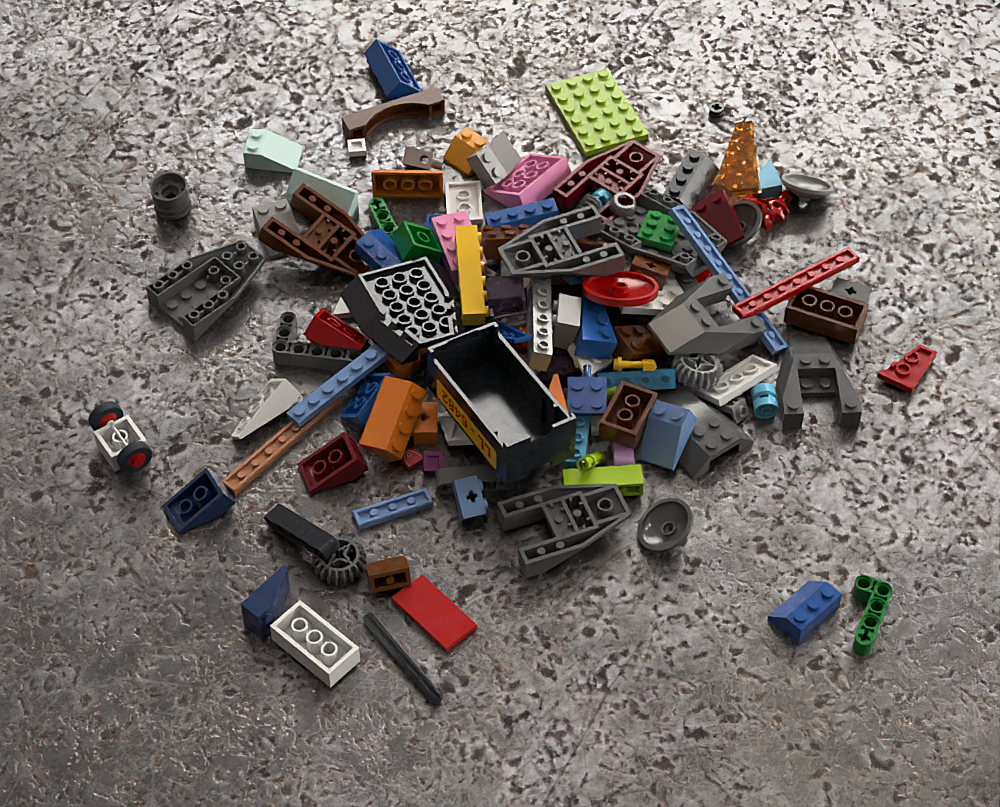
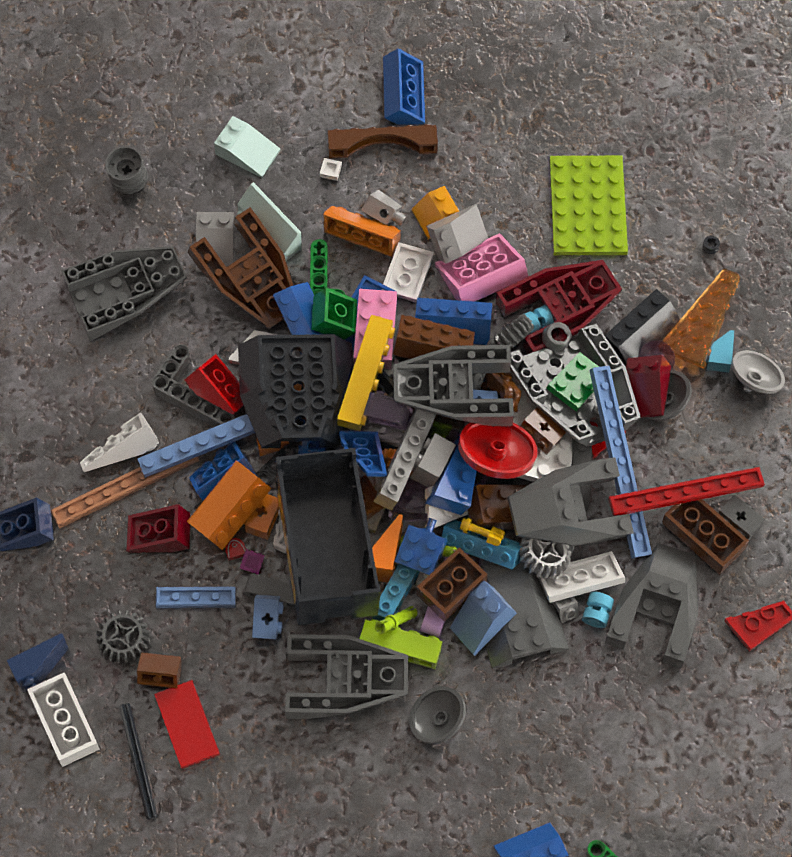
camera: 20 degrees right, 15 degrees up
(302, 532) = (97, 598): black beam -> none
(772, 208) = (707, 385): red piece -> none

